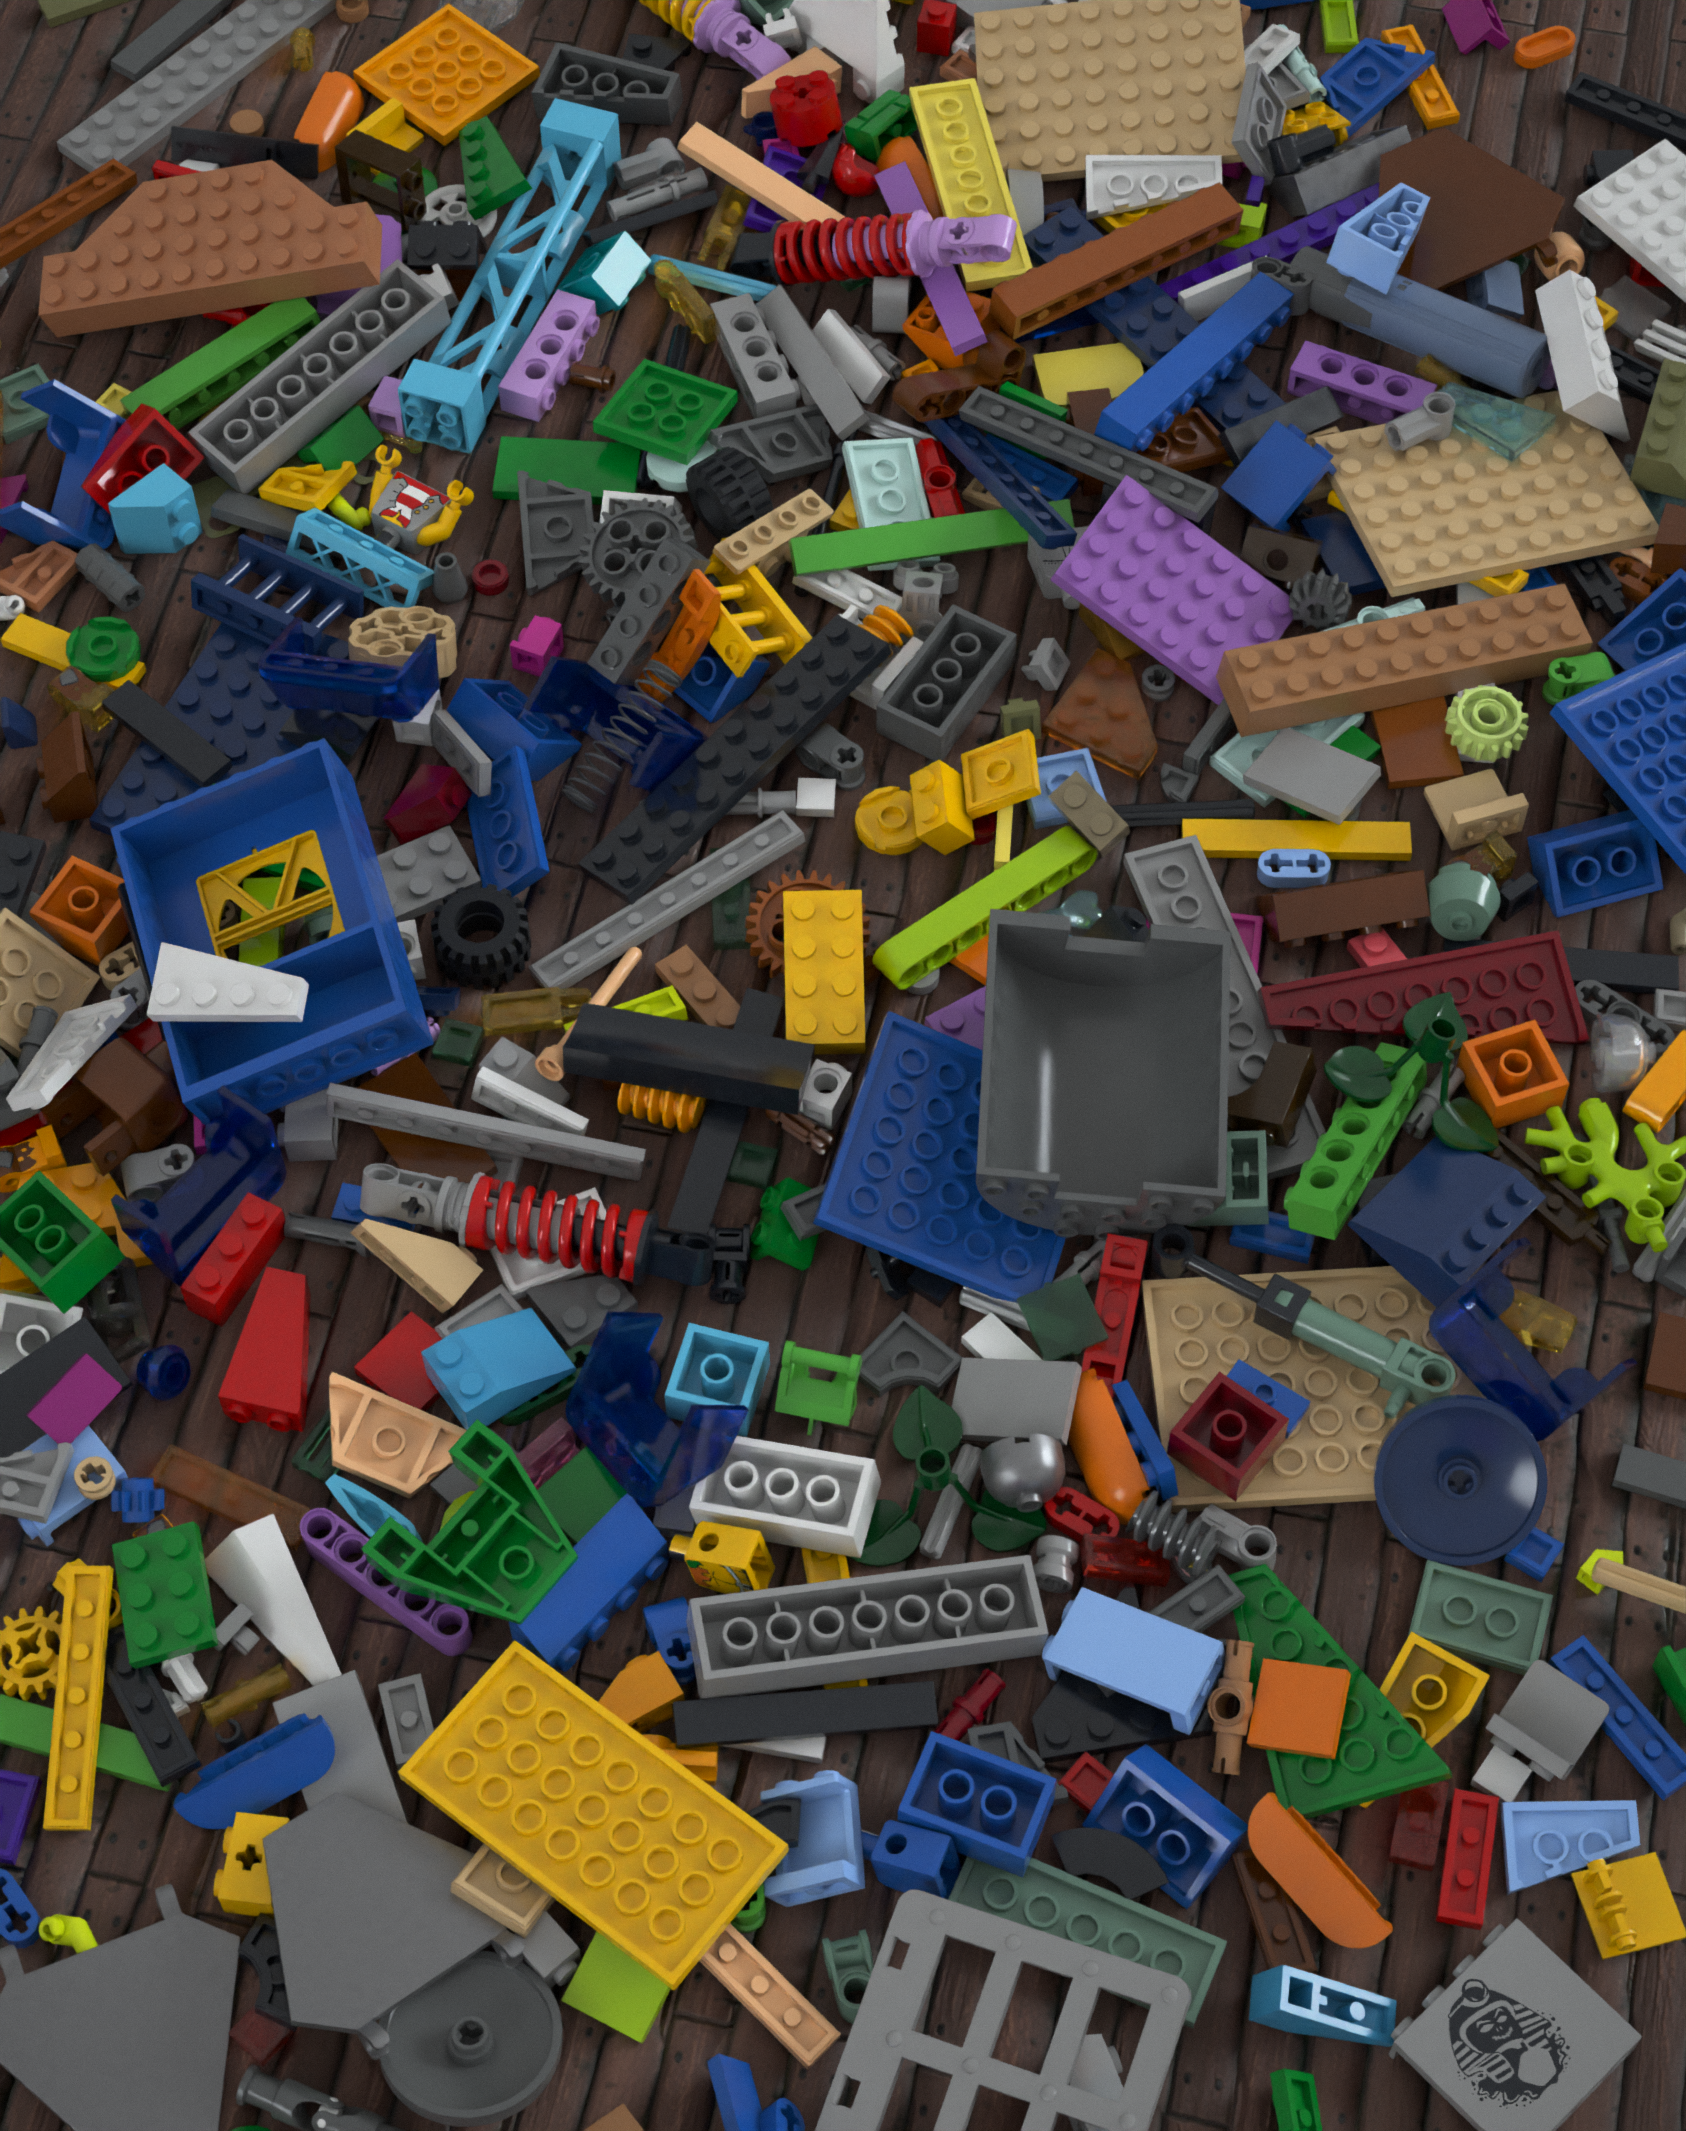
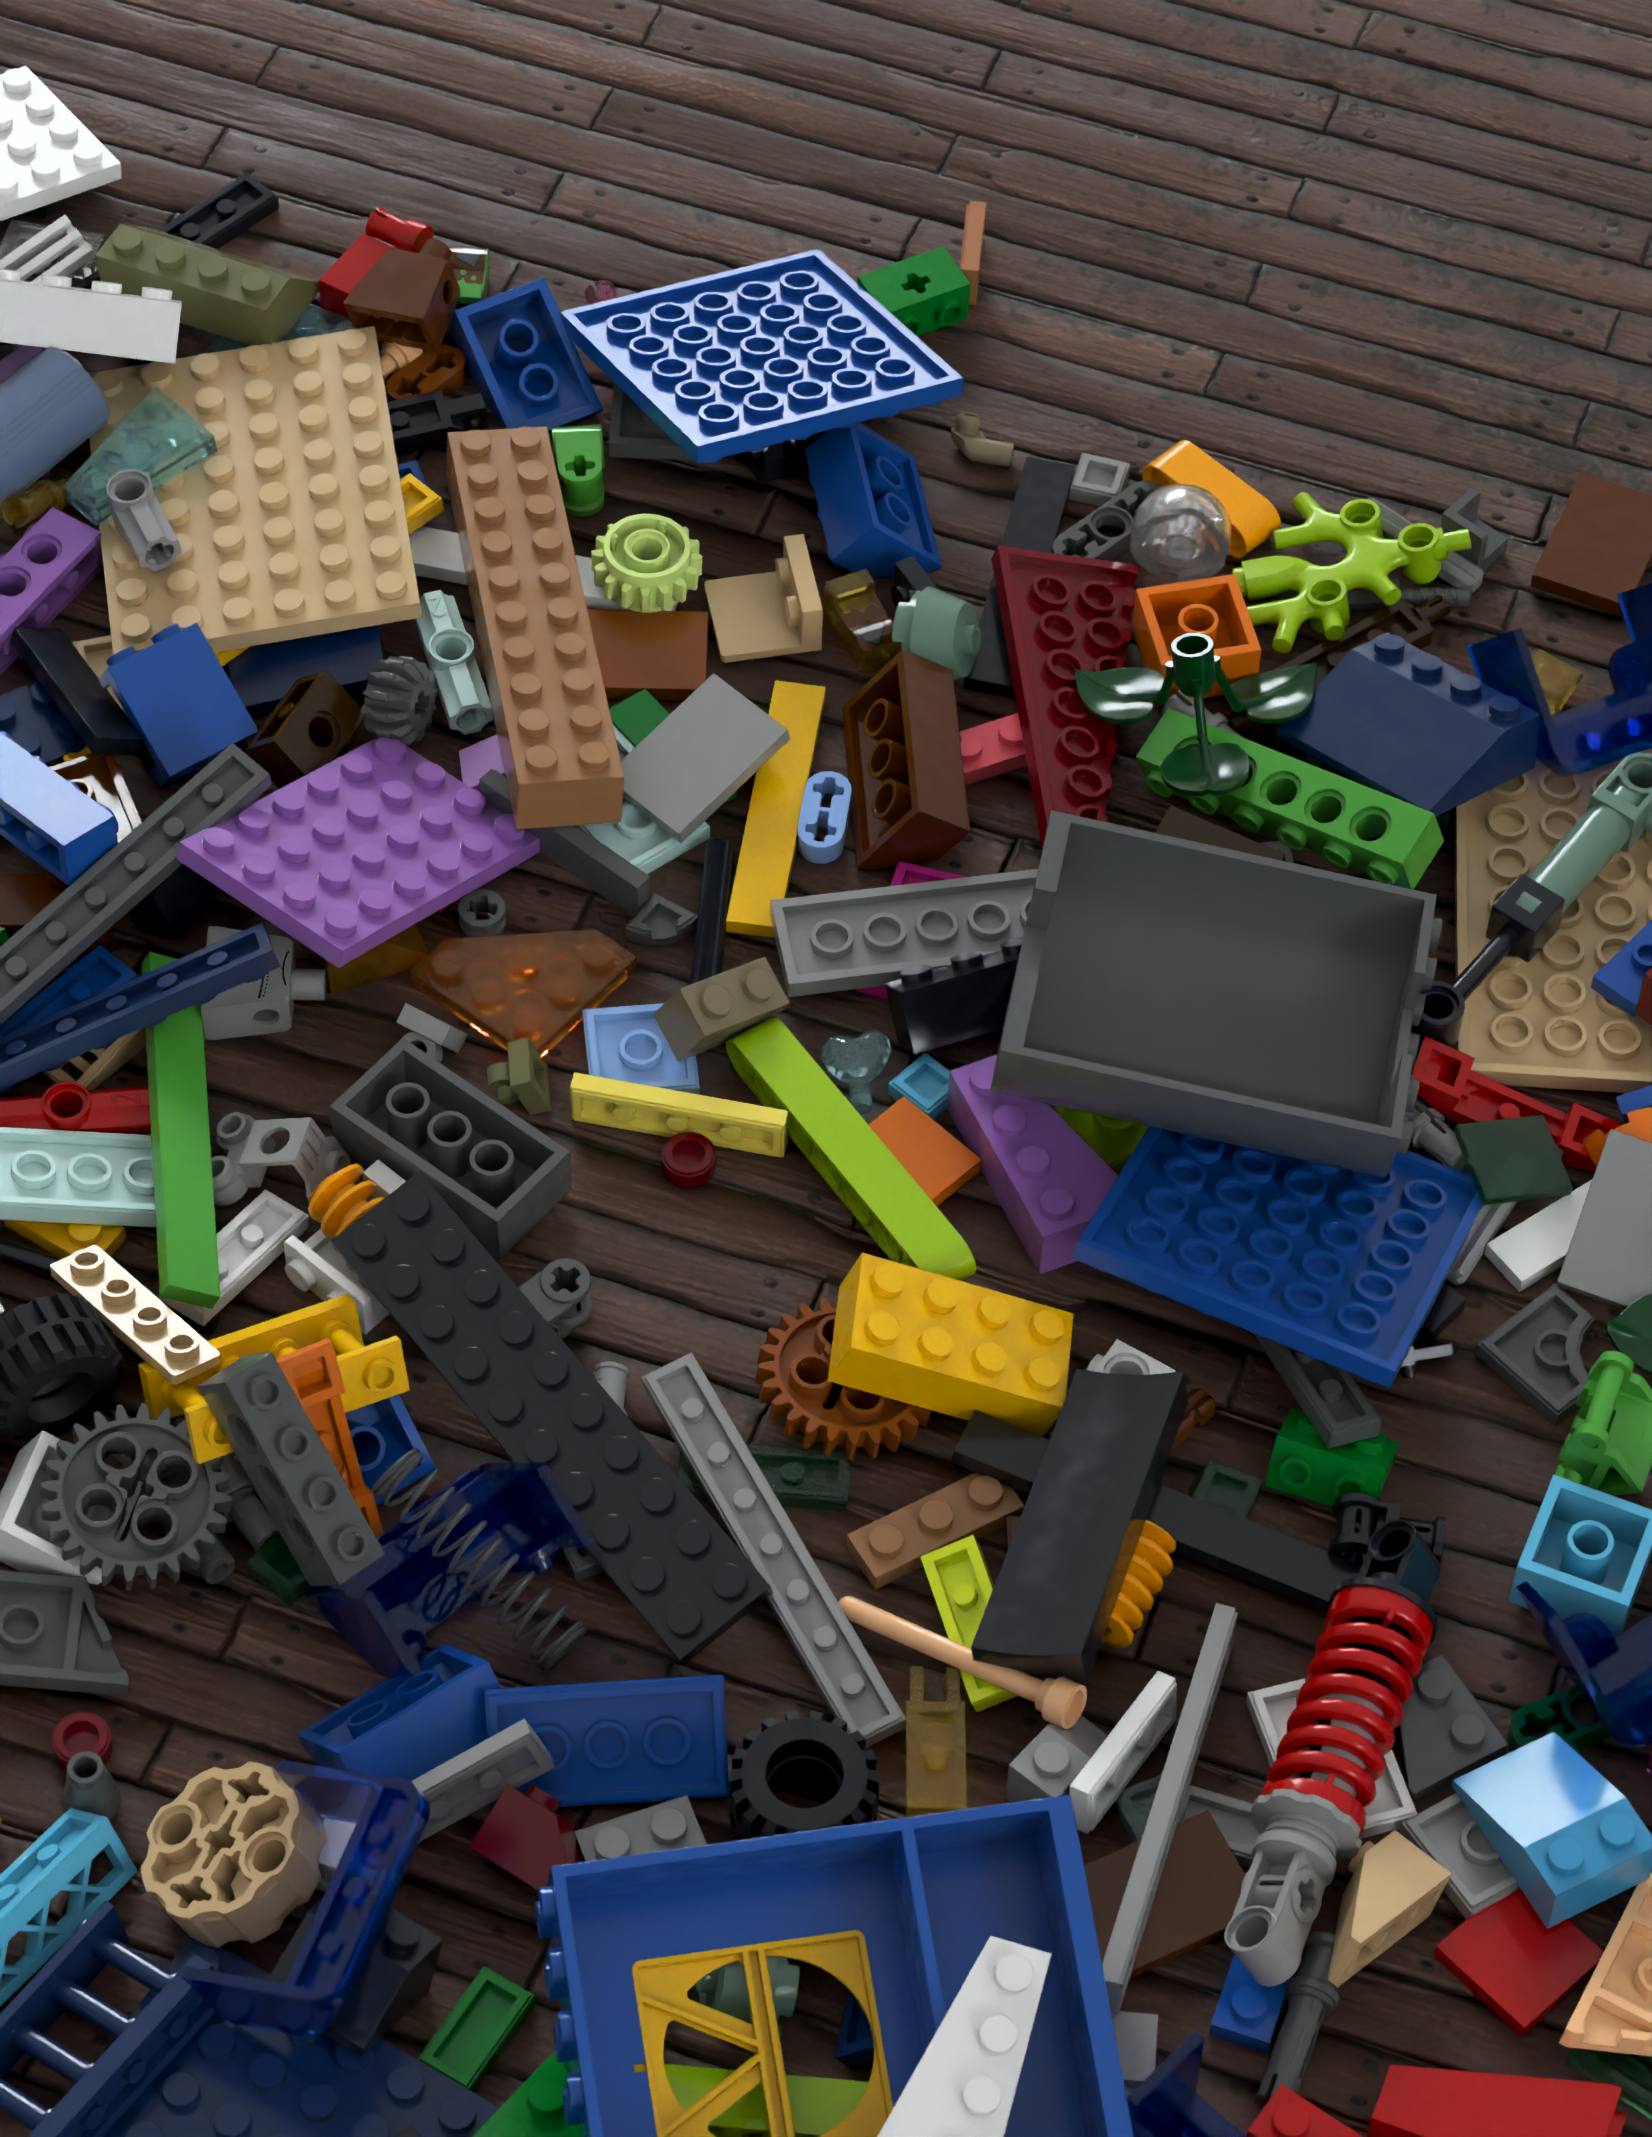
camera: 85 degrees left, 5 degrees down
(537, 645) = (251, 1675): dark pink brick -> none
(816, 797) = (604, 1341): white tile -> none
(887, 821) = (660, 1260): yellow tile -> none
(941, 807) = (671, 1182): yellow brick -> none
(1000, 774) = (641, 1095): yellow tile -> none

